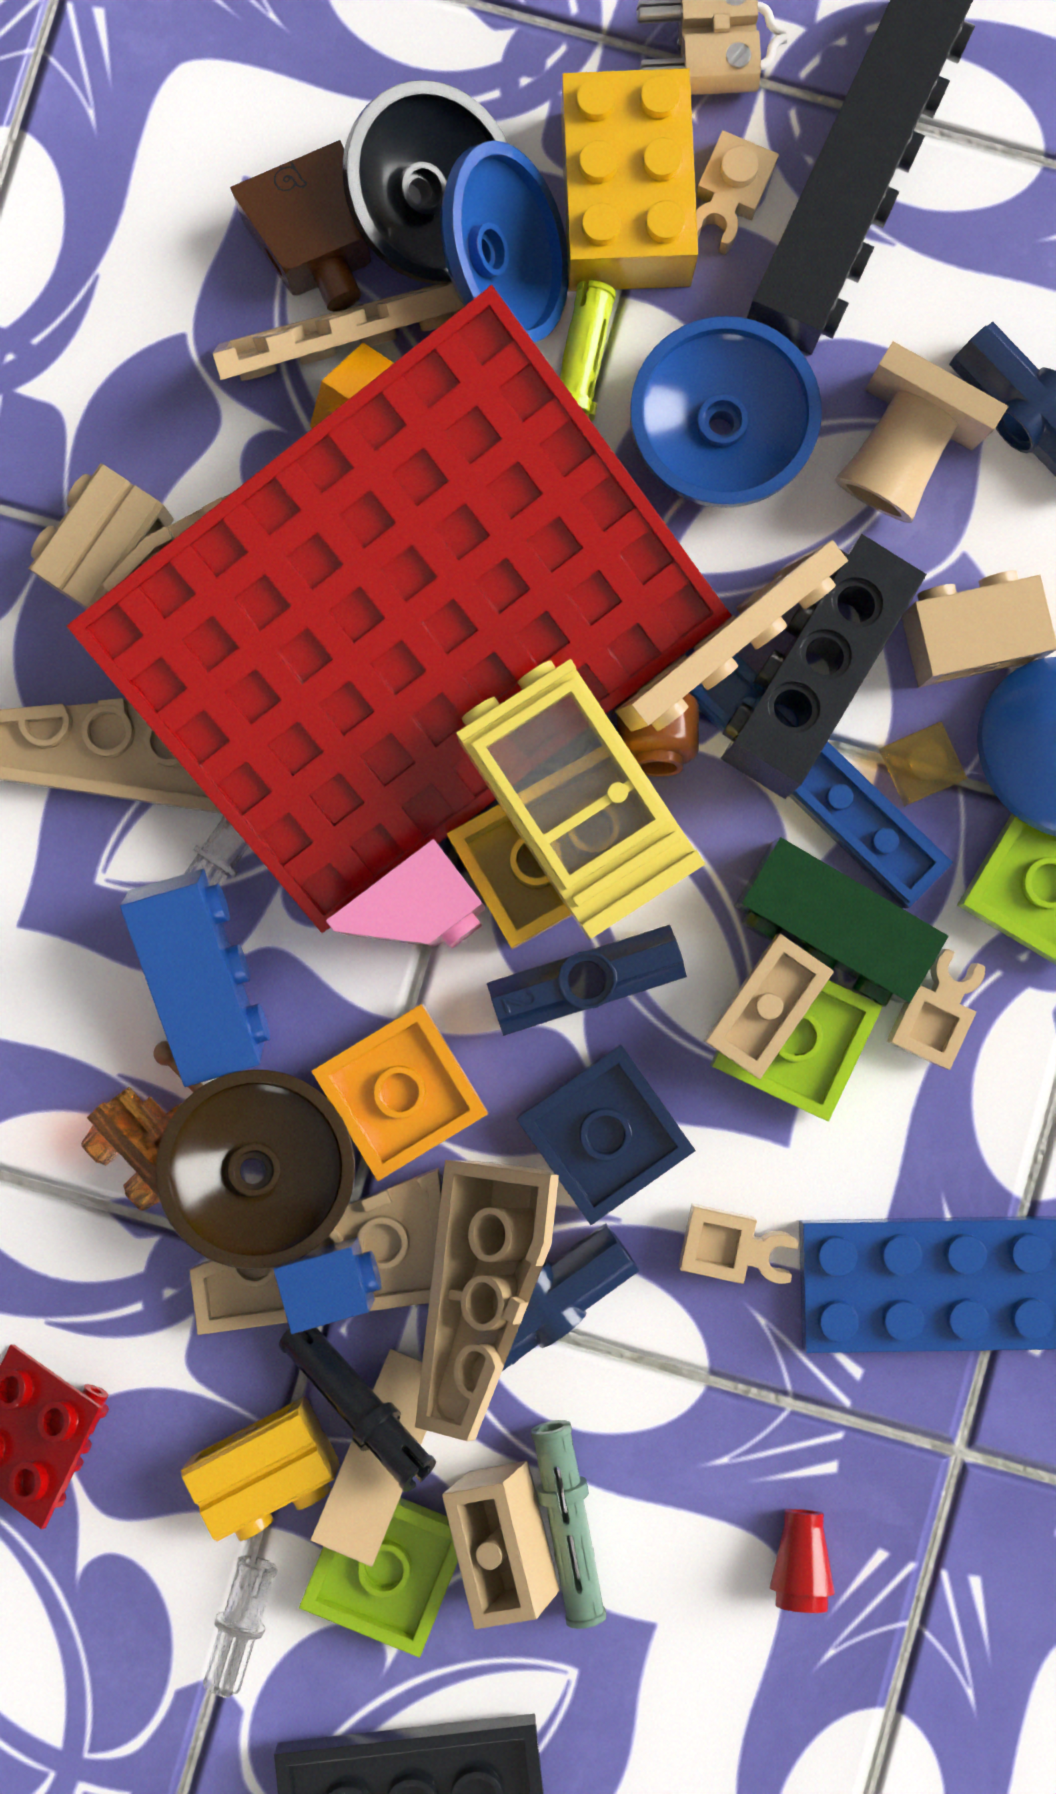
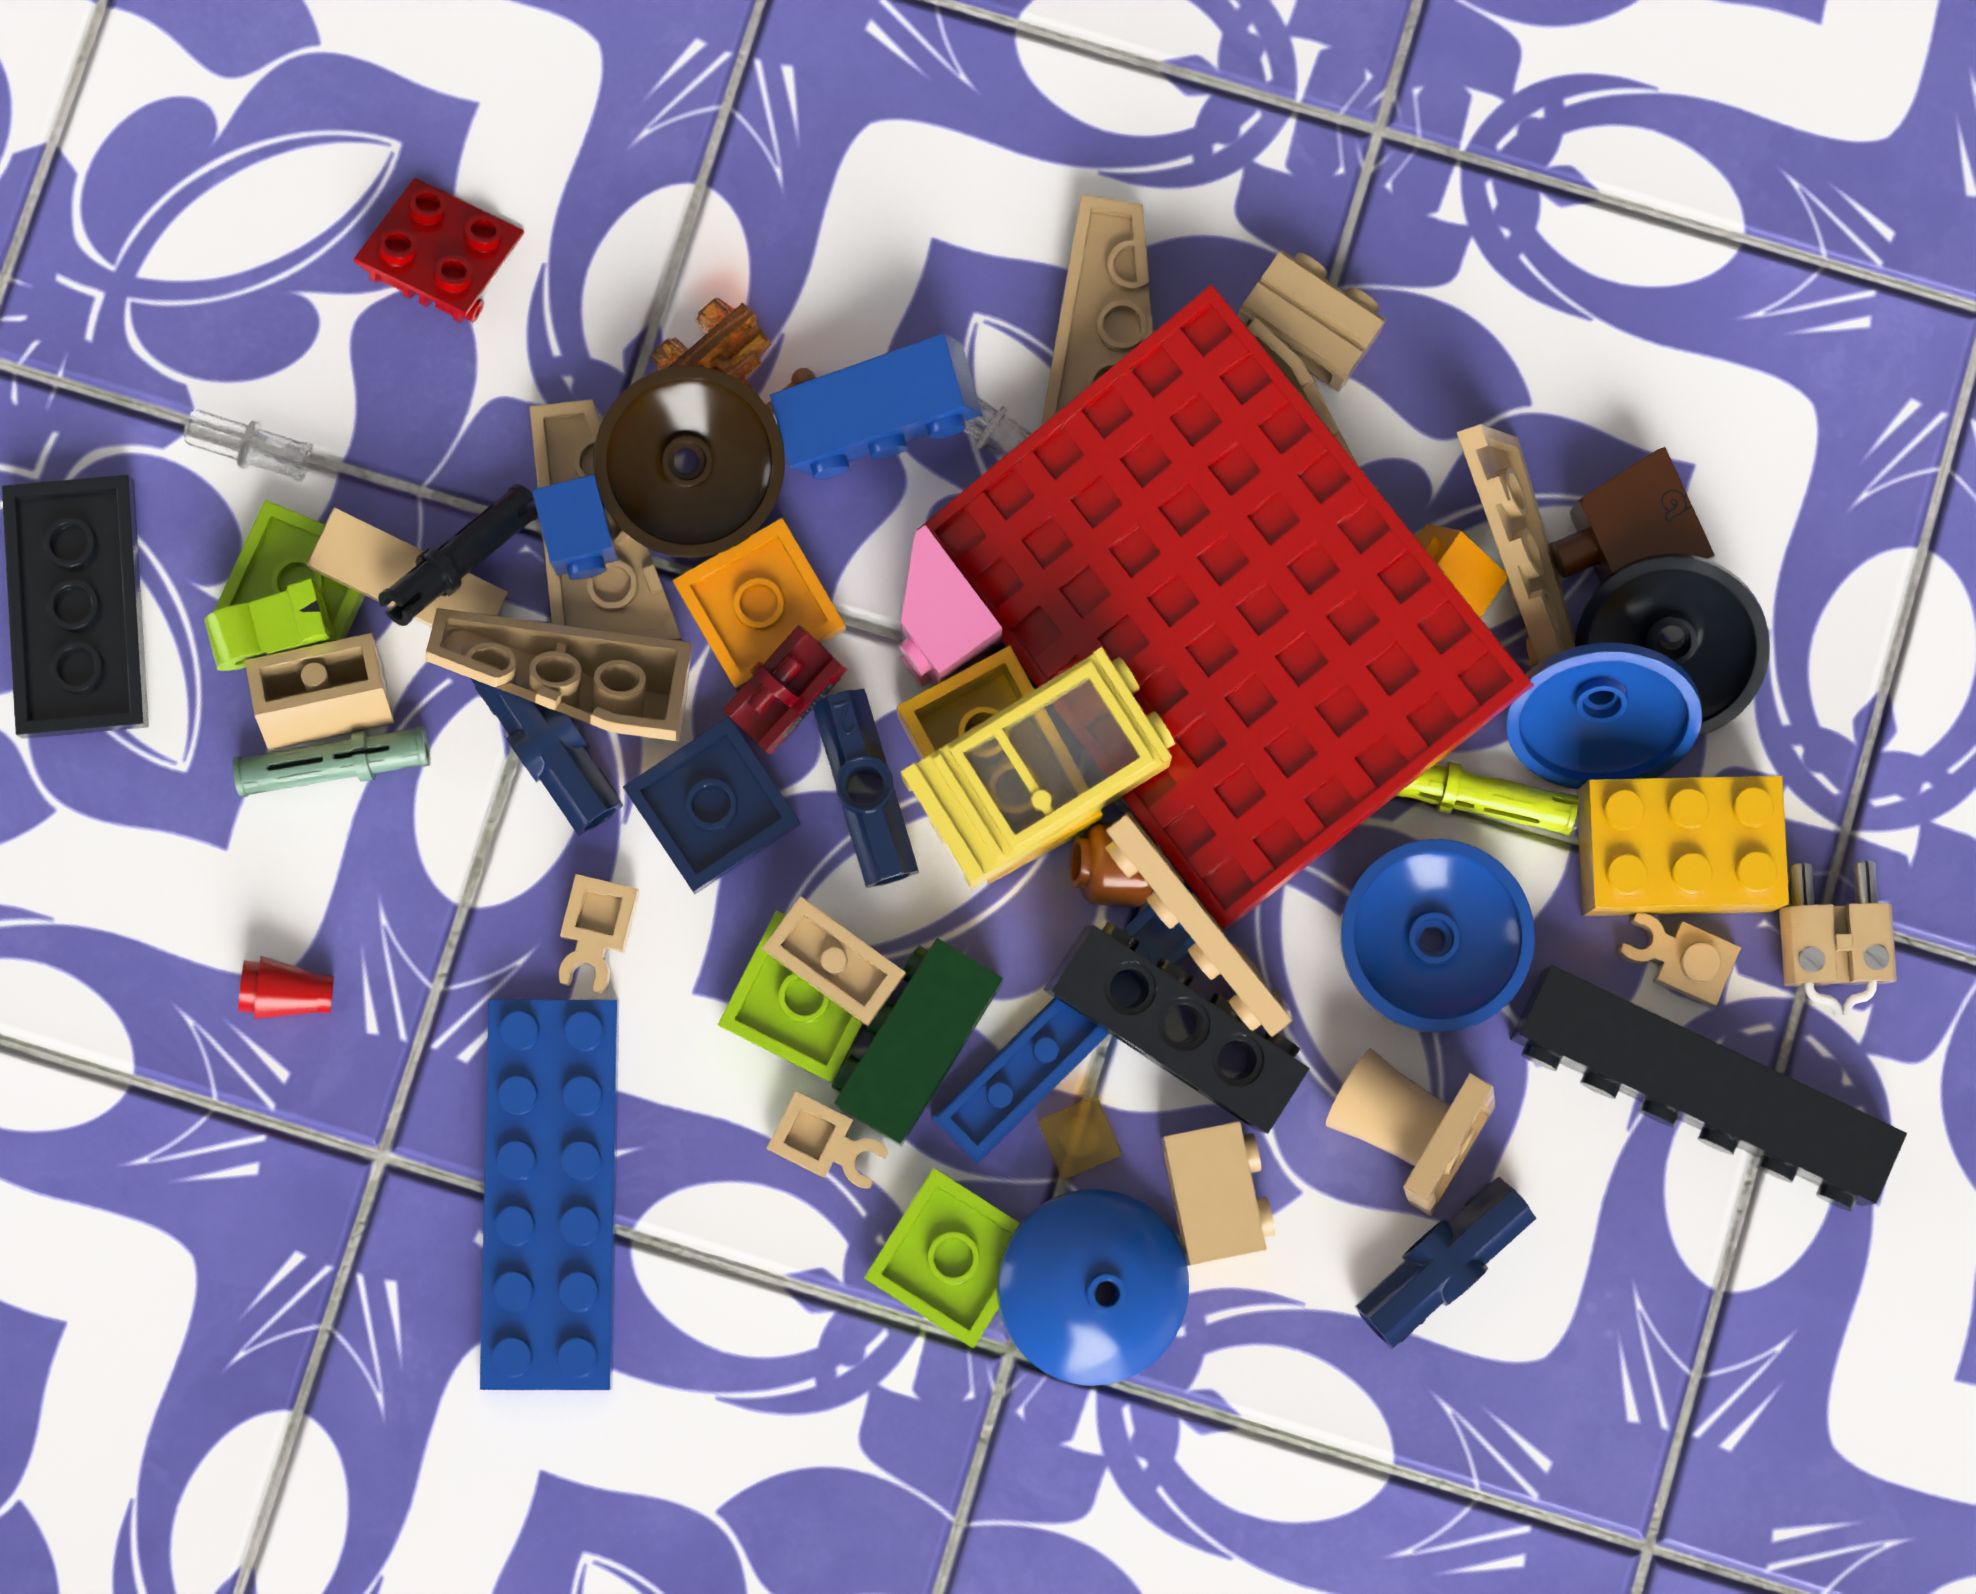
camera: 90 degrees right, 5 degrees down
(261, 1471) = (396, 465): yellow brick -> none
(435, 1599) = (269, 625): none -> lime leg
(490, 1063) = (784, 689): none -> dark red hips

